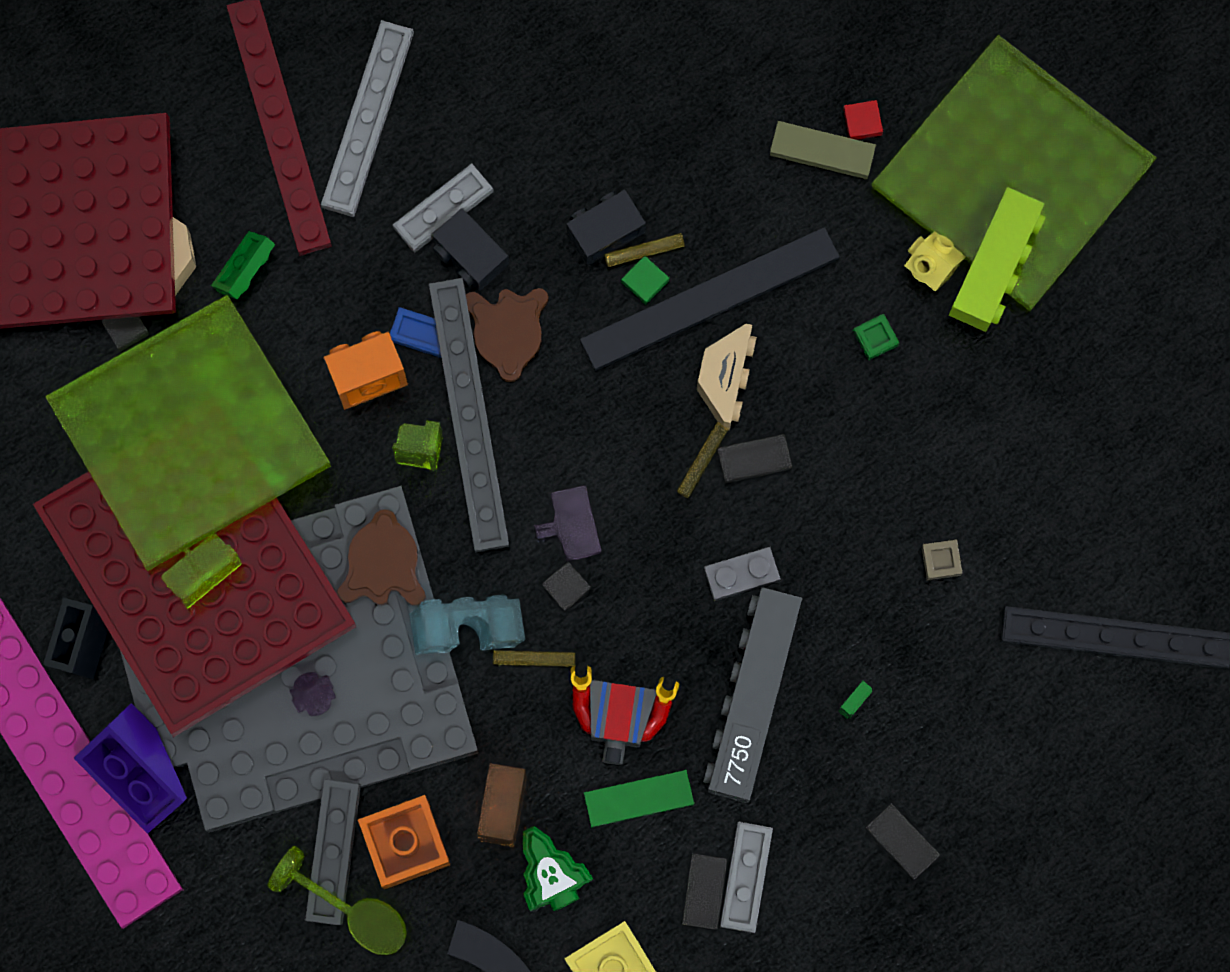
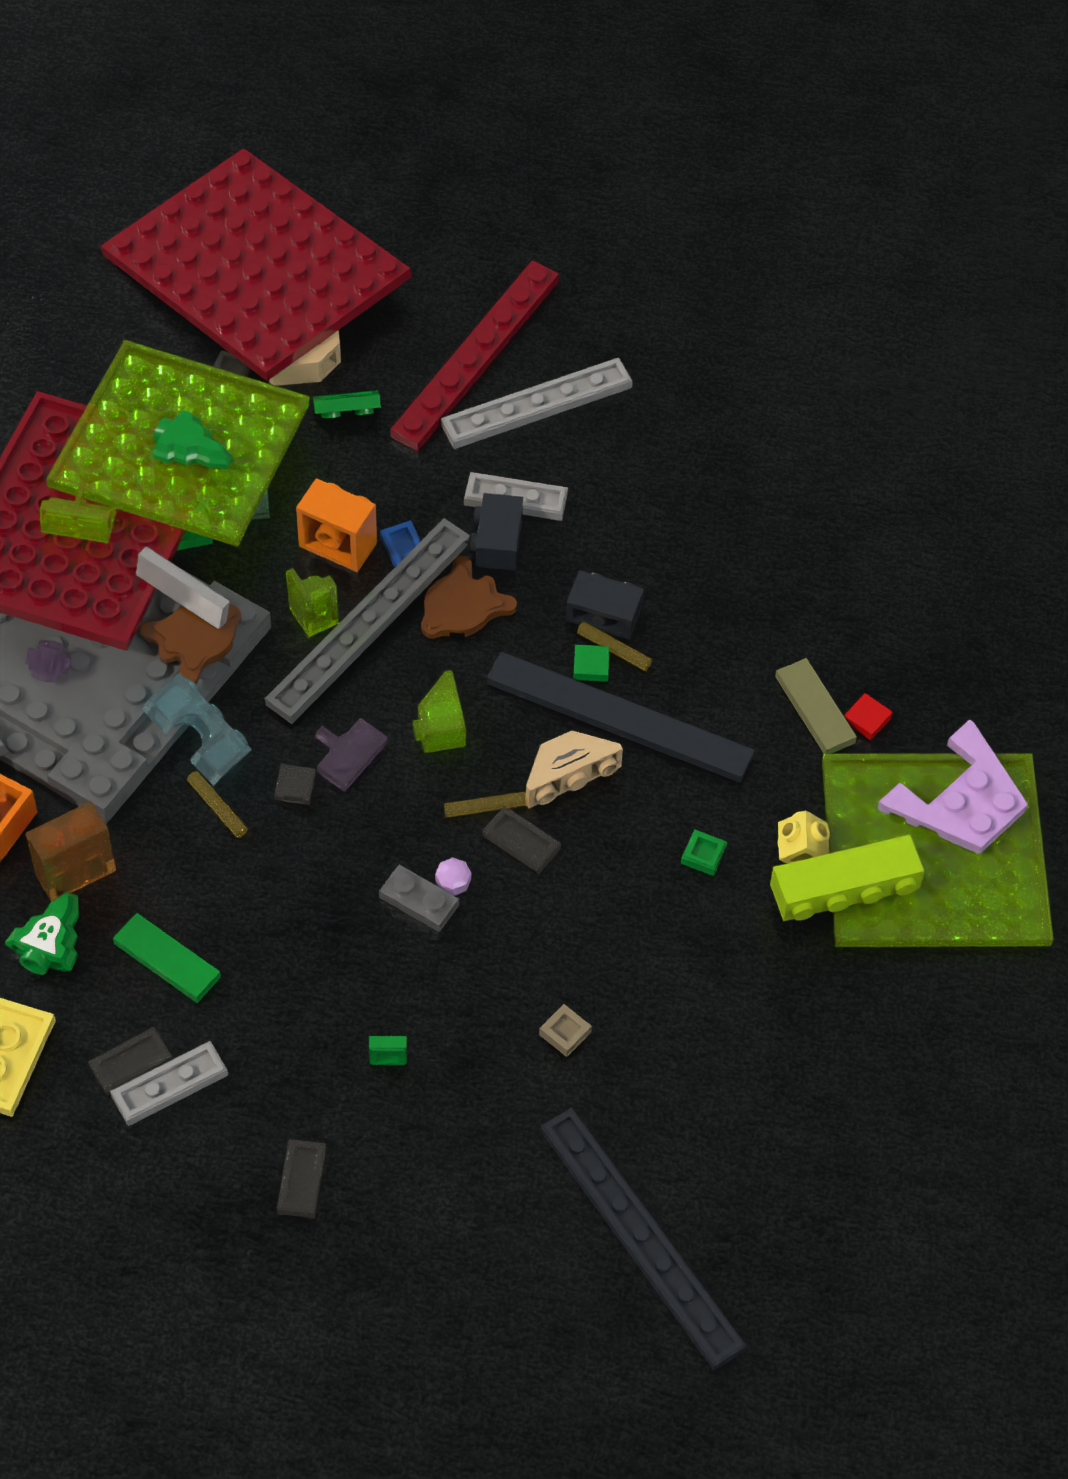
camera: 50 degrees right, 20 degrees down
(208, 430) = (189, 443): none -> green rock
(342, 541) = (182, 587): none -> light grey tile
(603, 432) = (440, 717): none -> clear neon green slope
(619, 713) = (222, 886): torso -> none
(745, 534) = (453, 876): none -> lavender tile
(754, 695) = (324, 974): dark grey brick -> none
(1009, 115) = (973, 806): none -> lavender wing

